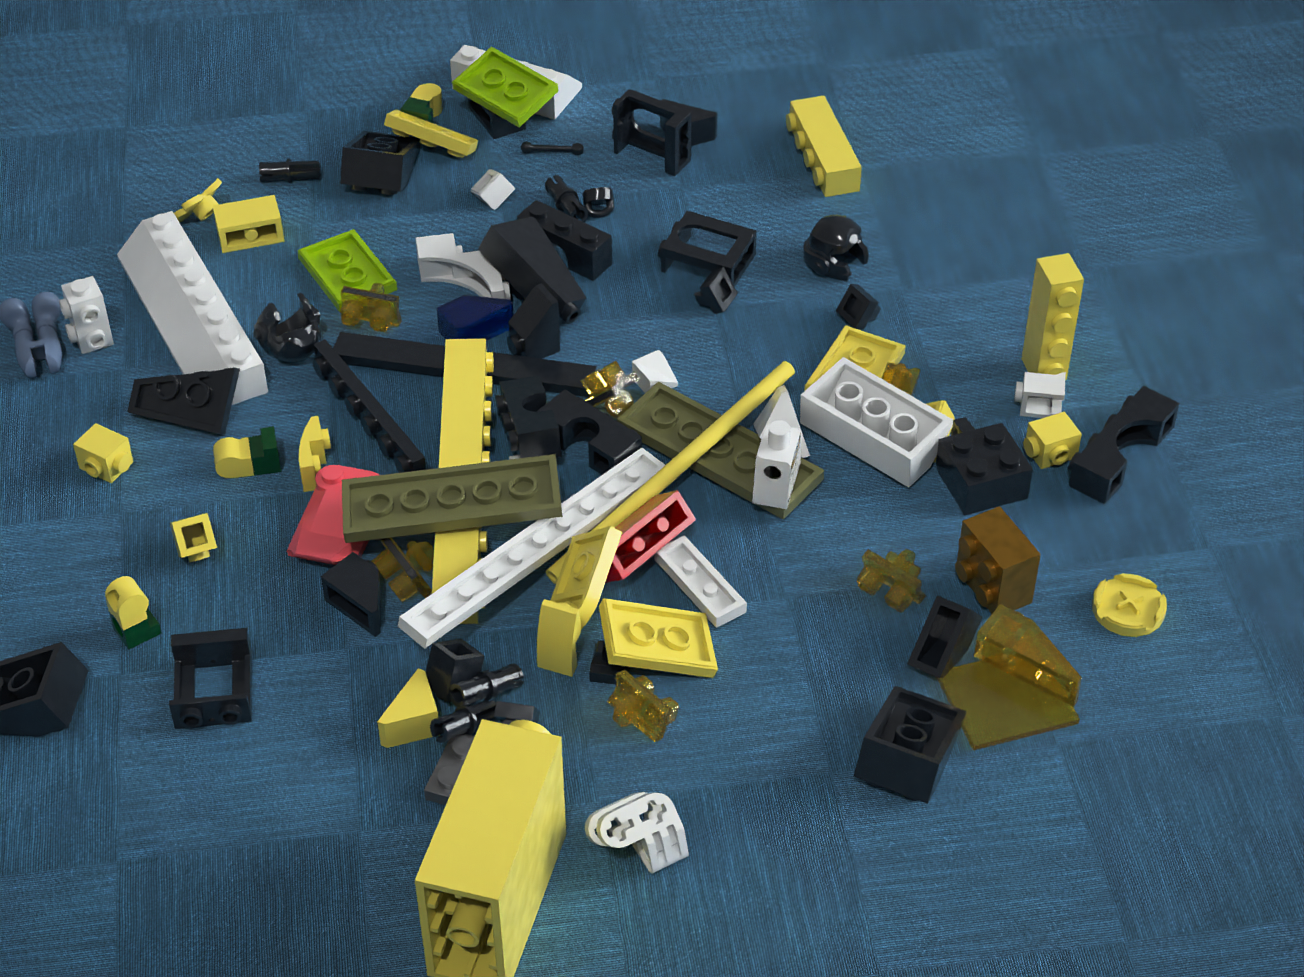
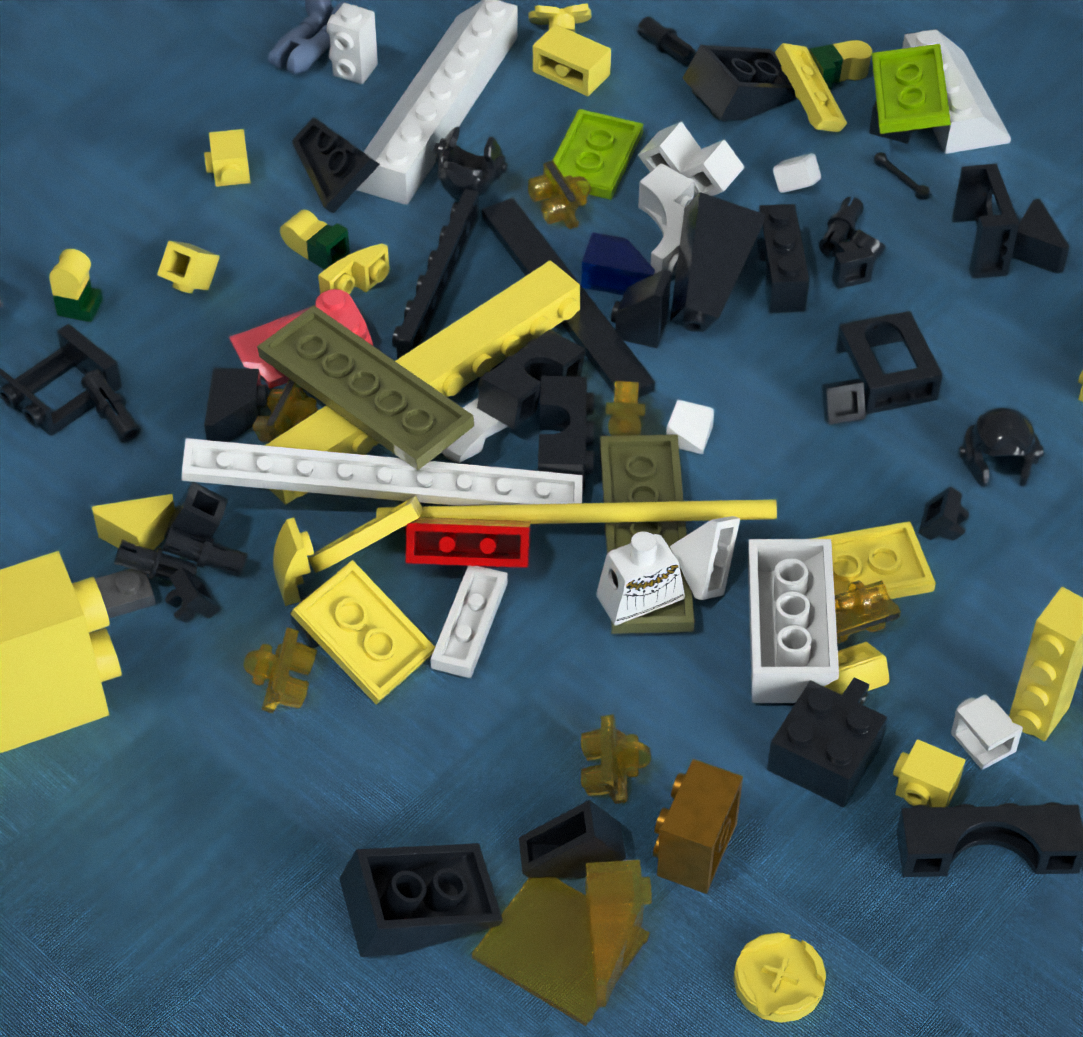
camera: 50 degrees right, 5 degrees up
(276, 661) = (123, 423): none -> black pin
(442, 216) = (709, 167): none -> white brick
(608, 213) = (852, 265): none -> black tile
(657, 838) = (131, 763): white piece -> none

